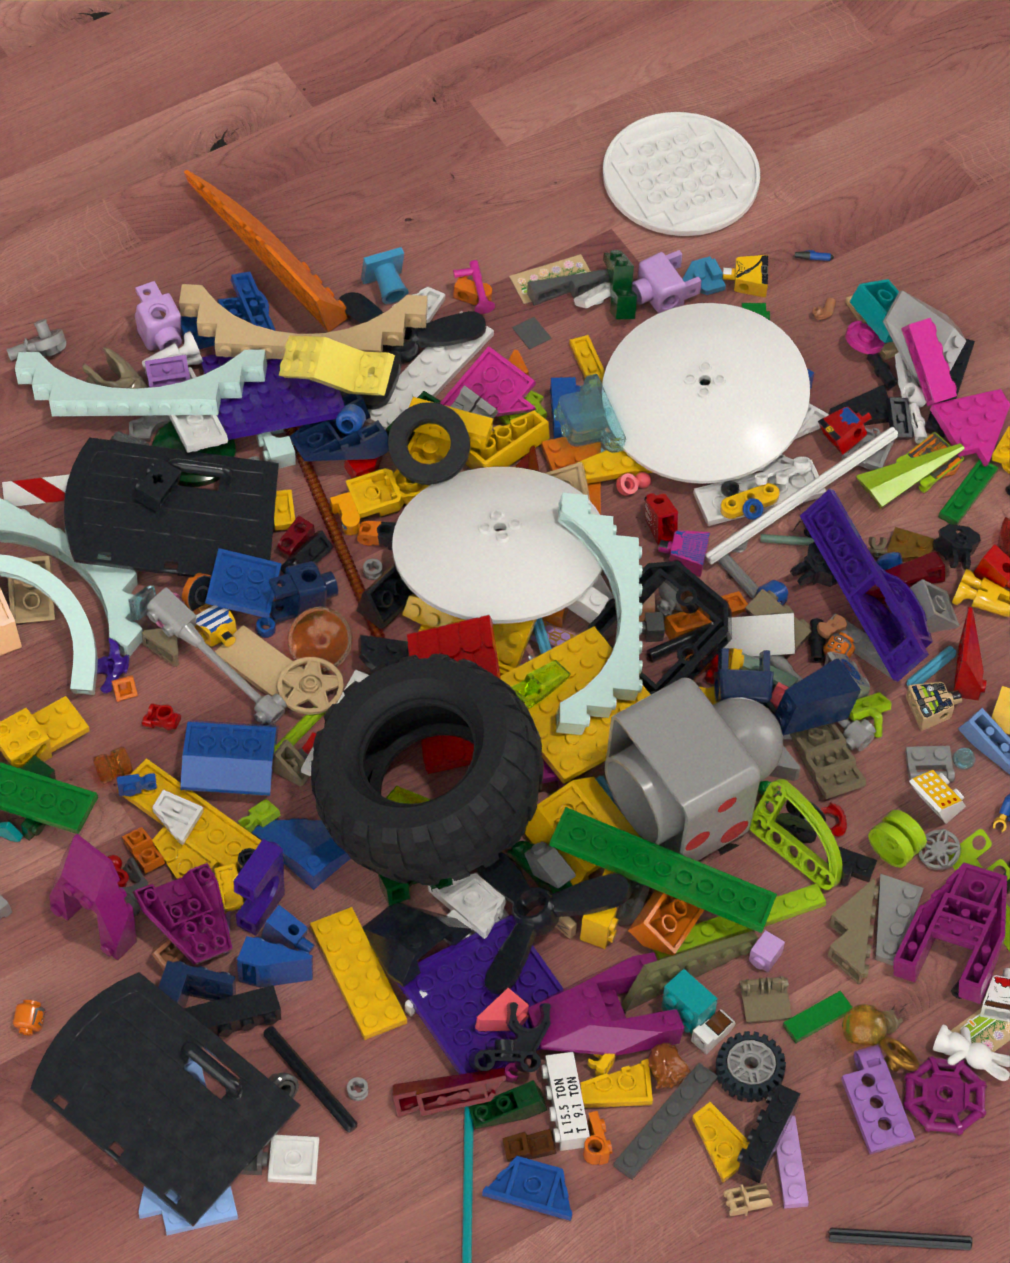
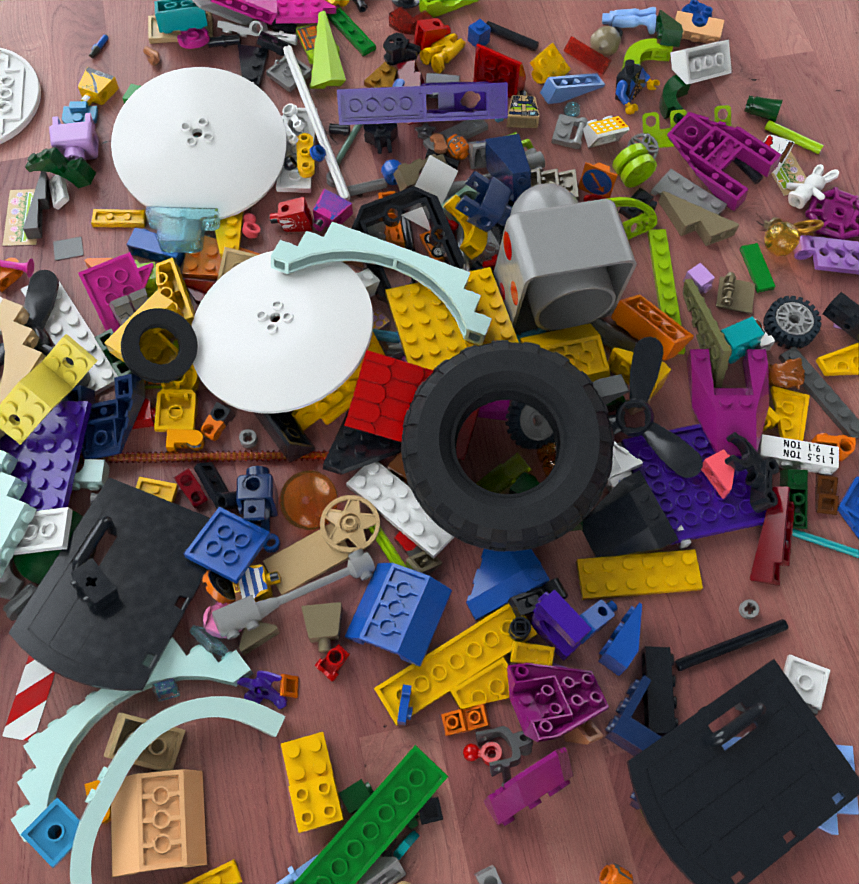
camera: 70 degrees left, 10 degrees up
(47, 840) = (431, 811): none -> black plate
(85, 589) = (165, 689): none -> clear tile
(115, 764) = (370, 721): clear orange wheel -> none
(177, 814) = (448, 677): white wing -> none
(196, 696) = (323, 623): none -> dark tan torso
(260, 814) = (462, 605): lime plate -> none
(286, 1082) = (736, 669): dark grey brick -> none
(297, 885) = (524, 603): none -> black plate
(350, 419) = (100, 400): blue head -> none
(541, 683) = (435, 340): clear neon green slope -> none
(663, 869) = (631, 315): green plate -> none
(845, 428) = (270, 75): red torso -> none
(845, 612) = (425, 131): none -> flat silver plate
(858, 797) = (597, 179): none -> piece

